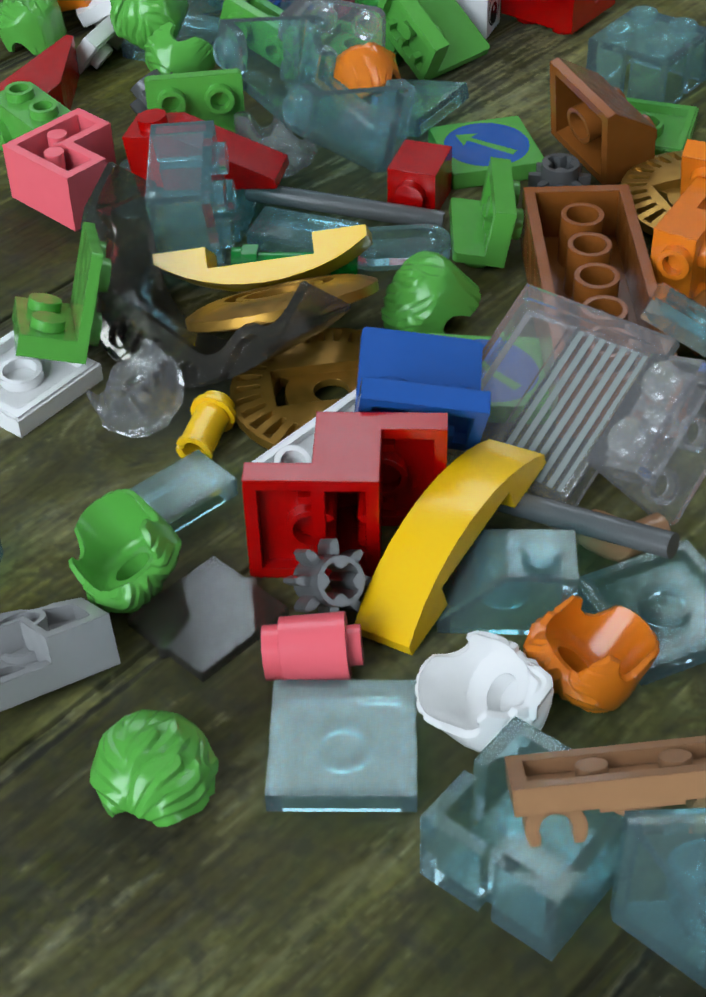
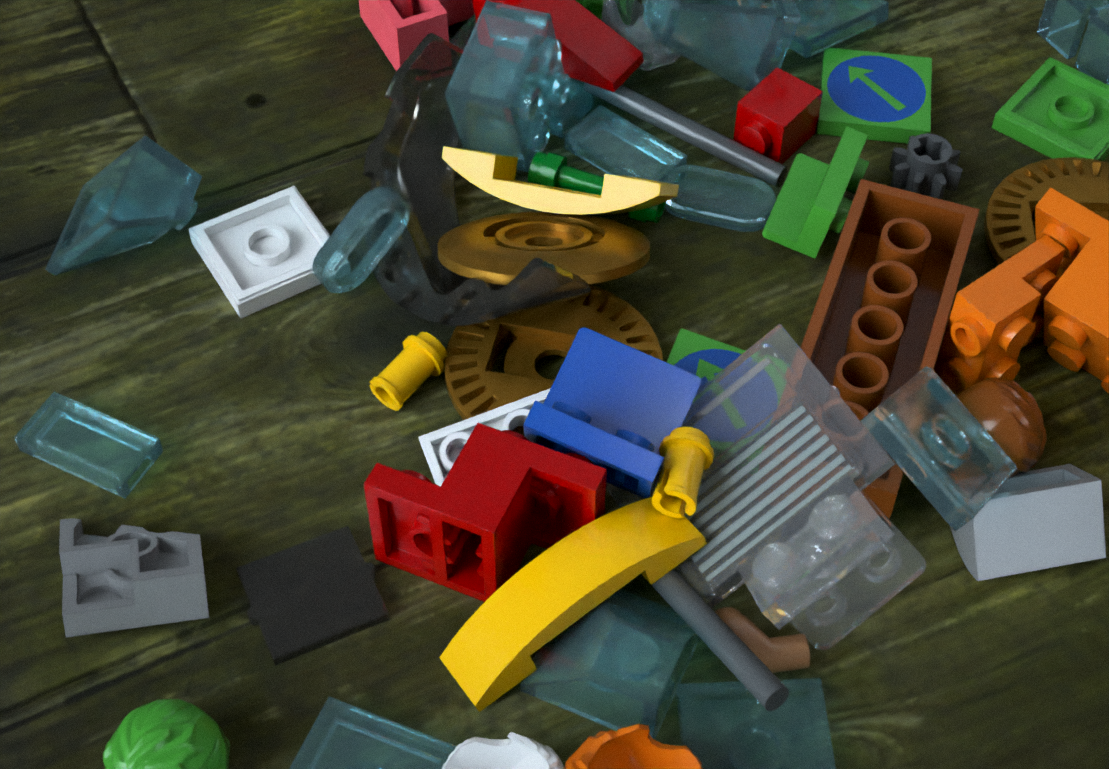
camera: 20 degrees right, 10 degrees up
(63, 330) = (317, 196): bright green bracket -> none
(114, 334) = (361, 240): none -> clear light blue tile
(123, 551) = (254, 505): bright green hair -> none
(140, 393) = (360, 313): clear hair -> none
(188, 489) = (336, 445): clear light blue tile -> none
(311, 647) = (379, 674): coral brick -> none
(345, 579) = (419, 618): dark grey gear -> none
(428, 294) = (707, 278): bright green hair -> none
(505, 410) = (685, 456): none -> yellow pin
(598, 122) = (1005, 103): dark orange slope -> none

